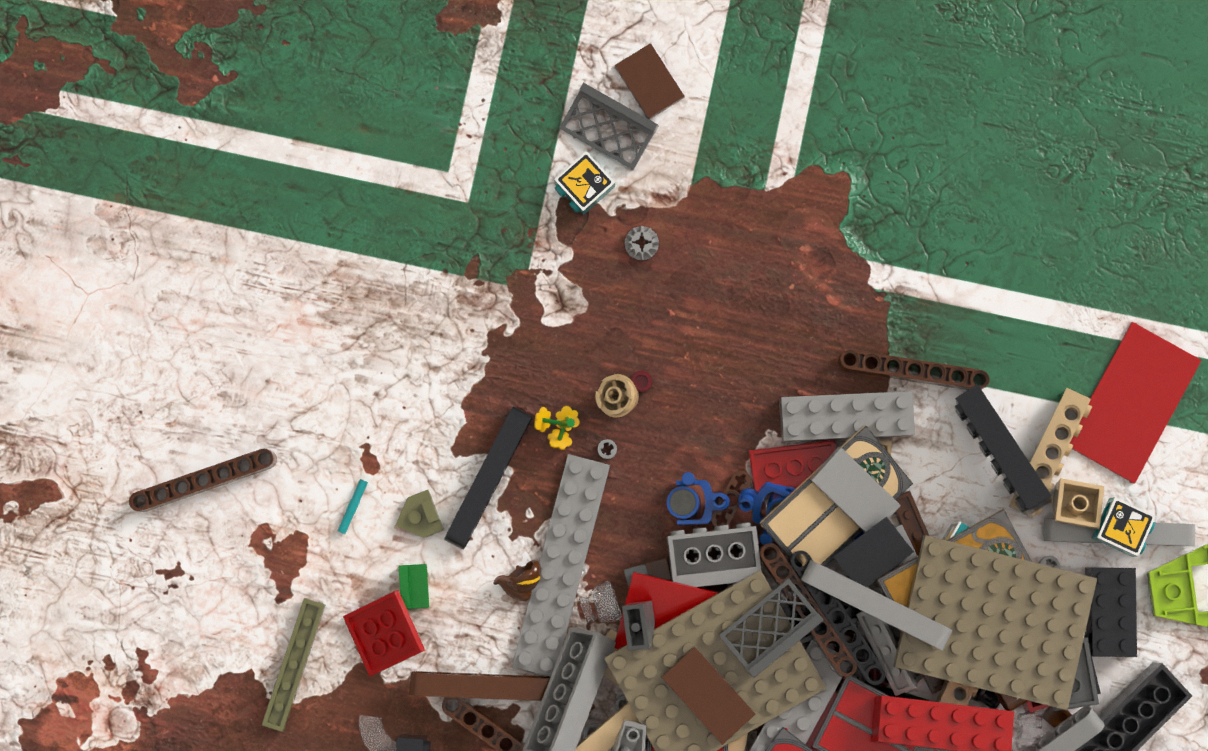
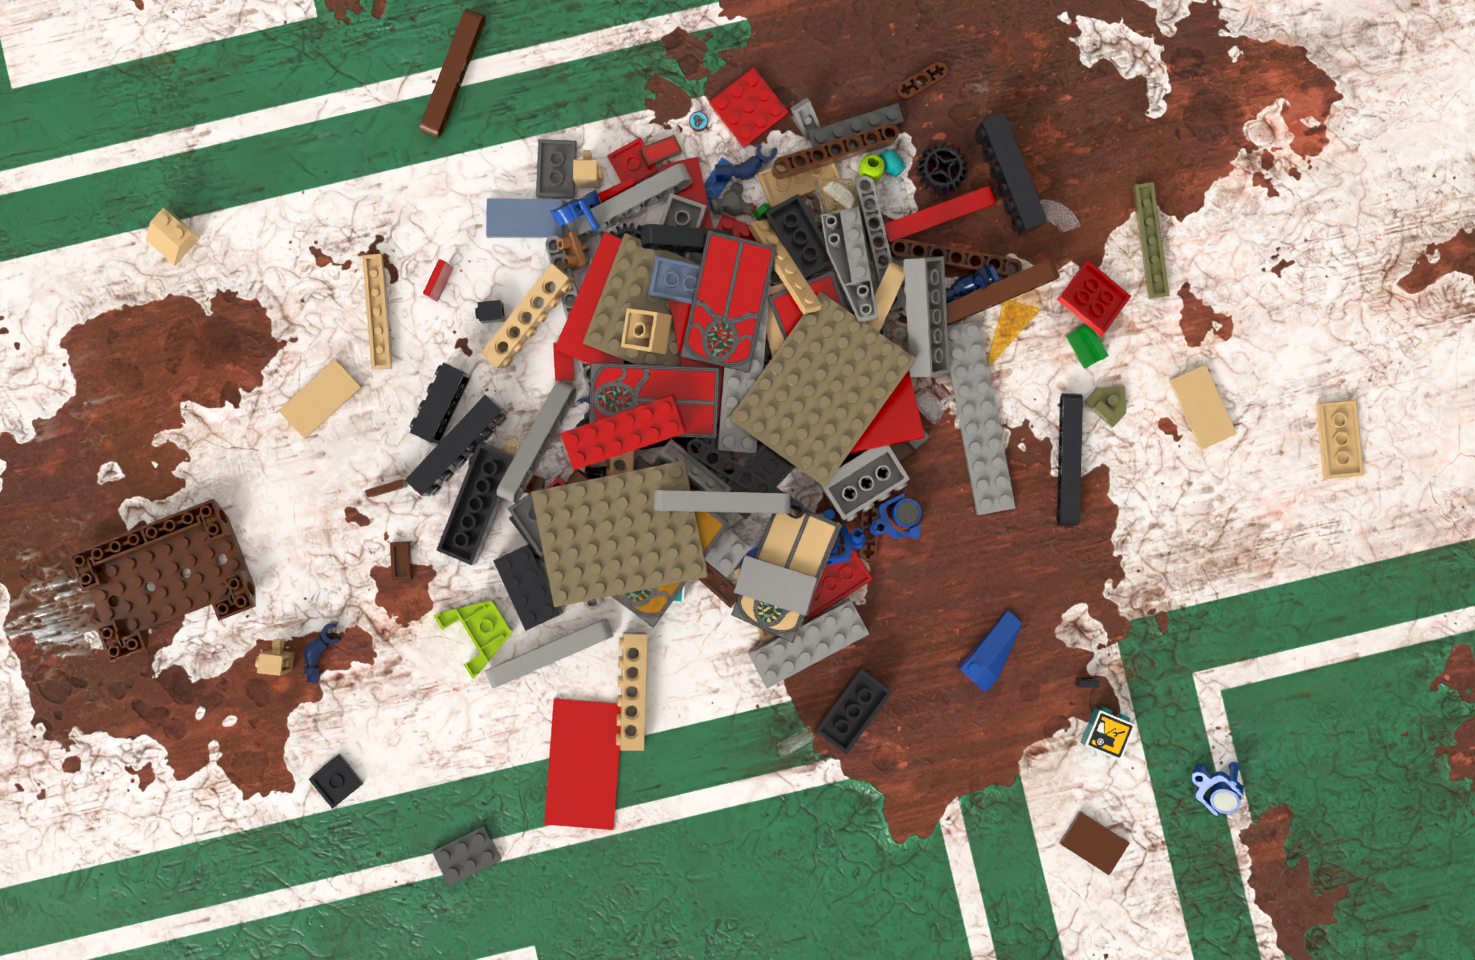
camera: 155 degrees right, 5 degrees up
(192, 480) = (1303, 346): reddish brown beam -> none
(202, 366) = (1339, 439): none -> tan tile
(325, 466) = (1202, 407): none -> tan tile
(352, 506) = (1165, 385): teal piece -> none
(479, 648) = (1011, 321): none -> clear yellow wing
(495, 70) = (1225, 789): none -> piece
(504, 710) = (972, 282): none -> dark blue piece
(520, 581) = (1004, 389): reddish brown hair -> none
(565, 420) = (1030, 535): yellow plant -> none
(580, 243) = (1087, 682): none -> black tile
(613, 451) = (979, 526): light grey bush -> none
(617, 109) = (1108, 806): dark grey fence -> none
(617, 395) = (1000, 573): tan cone -> none
(634, 249) = (1029, 703): light grey gear -> none
(639, 624) = (901, 397): dark grey slope -> none
(642, 381) = (984, 593): dark red tile -> none
(667, 315) = (989, 655): none -> blue wedge
(708, 695) = (821, 368): reddish brown tile -> none
(785, 642) = (780, 436): dark grey fence -> none
(821, 640) = (780, 477): reddish brown beam -> none
(832, 327) = (853, 710): none -> black brick
(874, 553) = (739, 543): black tile -> none
(903, 374) = (779, 699): reddish brown beam -> none
(907, 323) = (795, 741): none -> clear tile
(1003, 450) = (679, 678): black brick -> none
(1078, 503) = (593, 661): tan slope -> none
(1124, 527) = (549, 659): piece -> none

